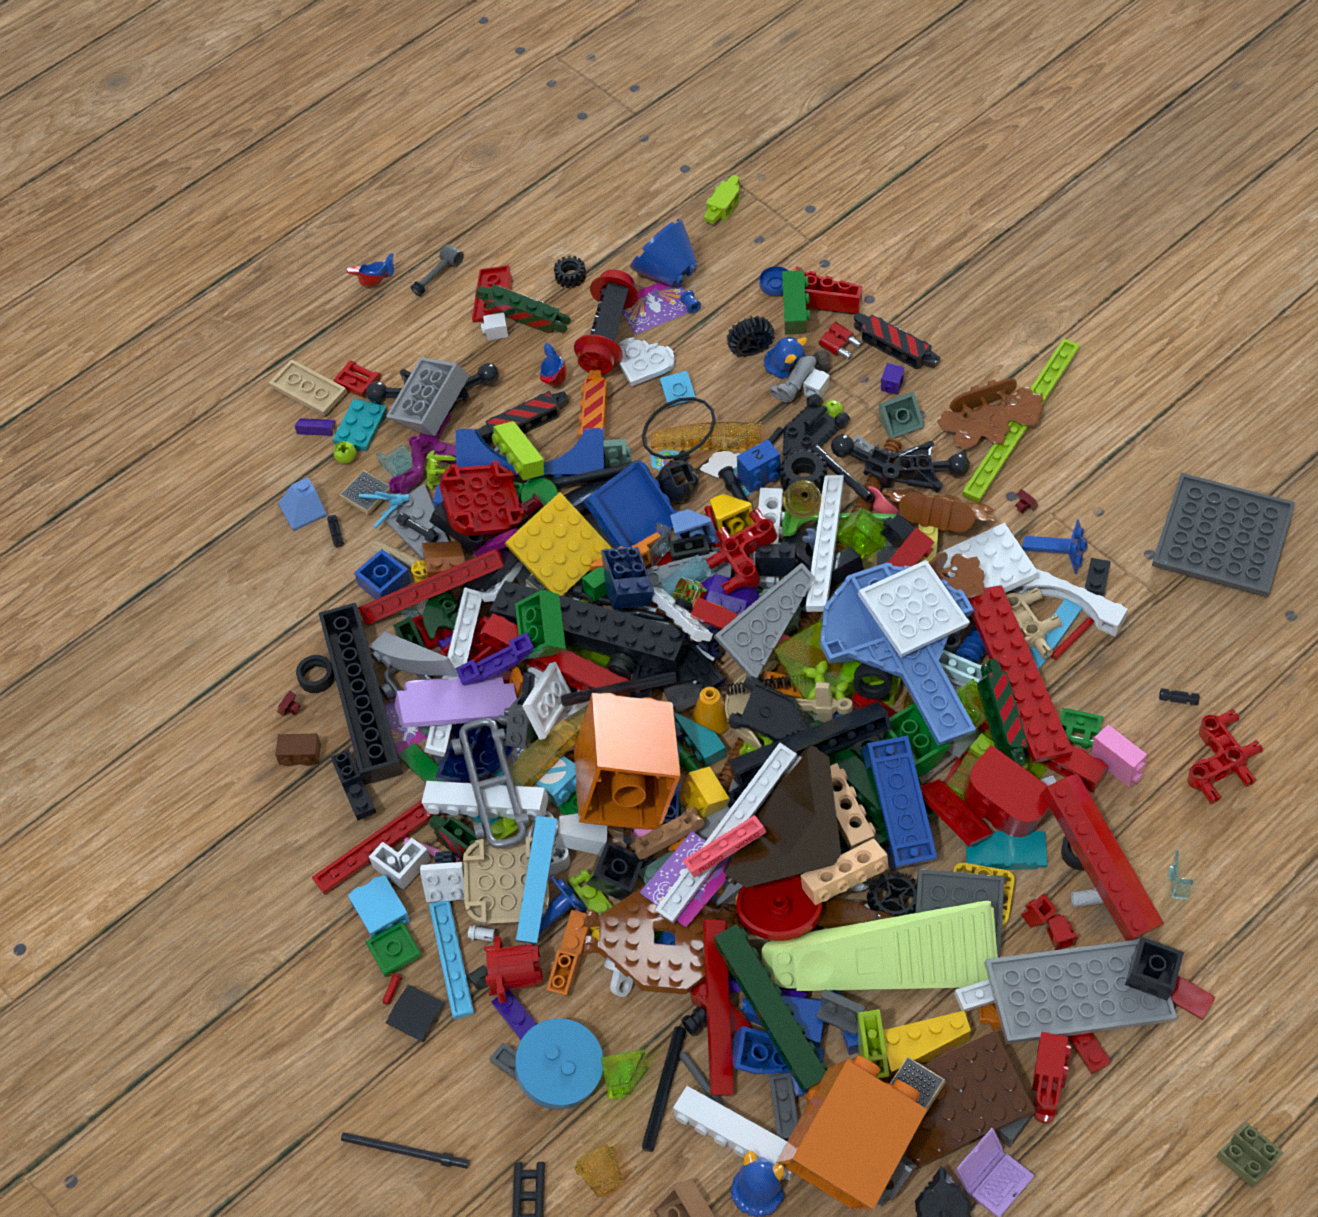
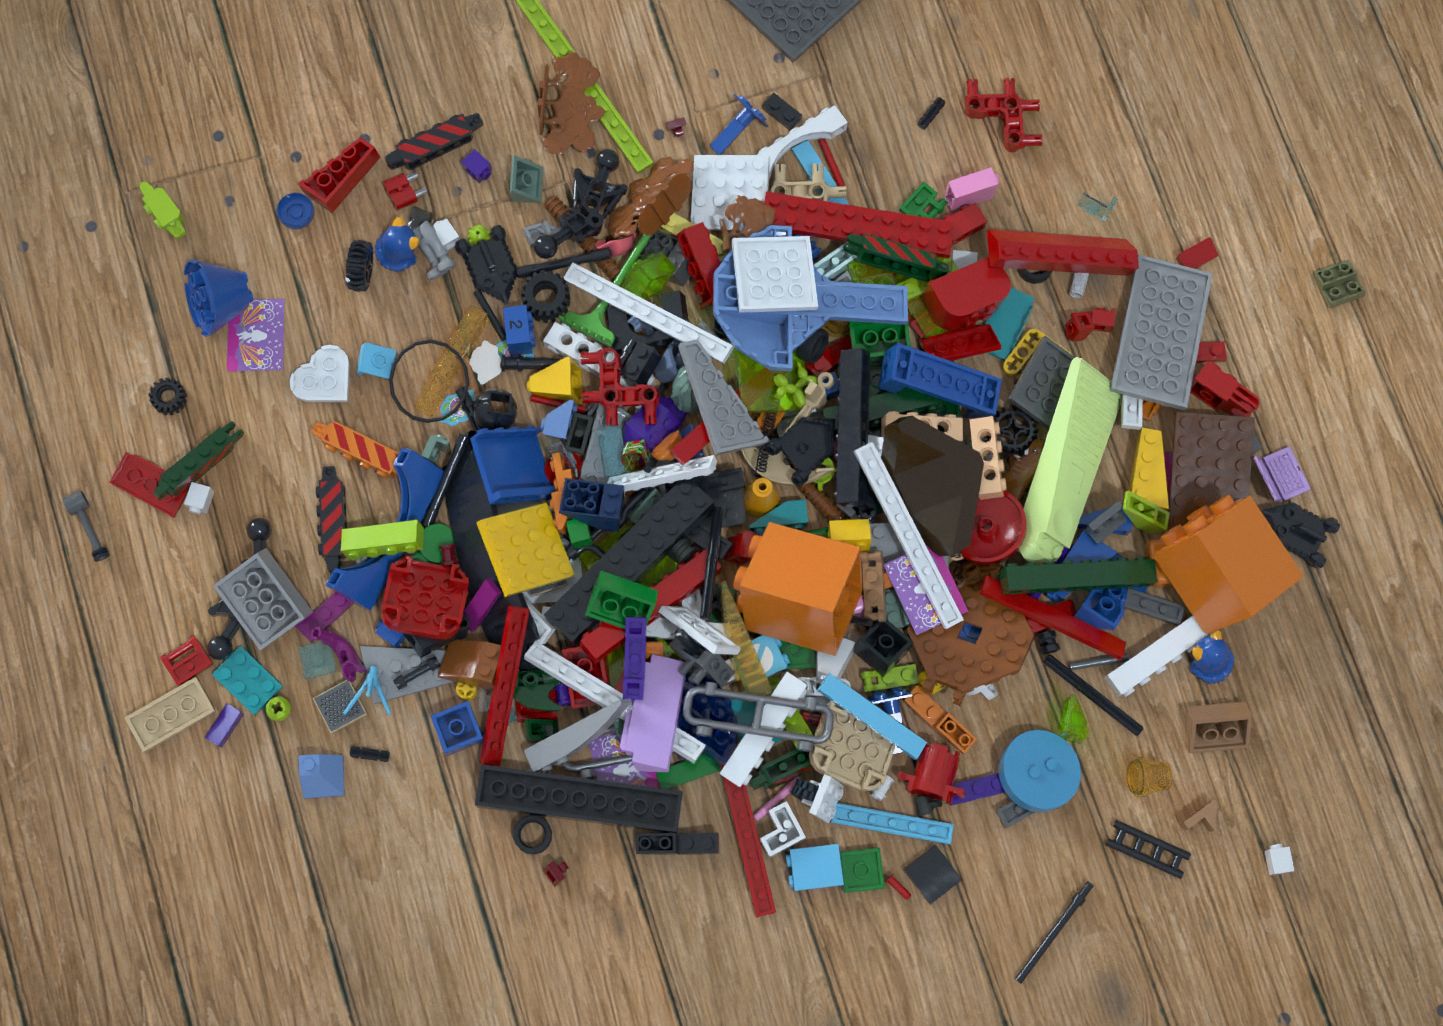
camera: 75 degrees left, 20 degrees up
(298, 749) = (611, 881): reddish brown brick -> none
(373, 274) = (53, 591): hair -> none
(398, 555) = (431, 706): tan axle -> none
(433, 468) = (351, 631): lime piece -> none
(552, 368) = (289, 465): blue hair -> none
(613, 292) = (262, 384): red brick -> none
(688, 298) = (277, 300): blue bush -> none
(724, 846) = (927, 543): coral plate -> none
(795, 301) = (347, 204): green wedge -> none
(801, 506) = (584, 308): clear yellow piece -> none
(896, 530) = (670, 246): black brick -> none
(921, 1079) = (1190, 495): tile -> none
(1154, 968) = (1174, 266): black brick -> none

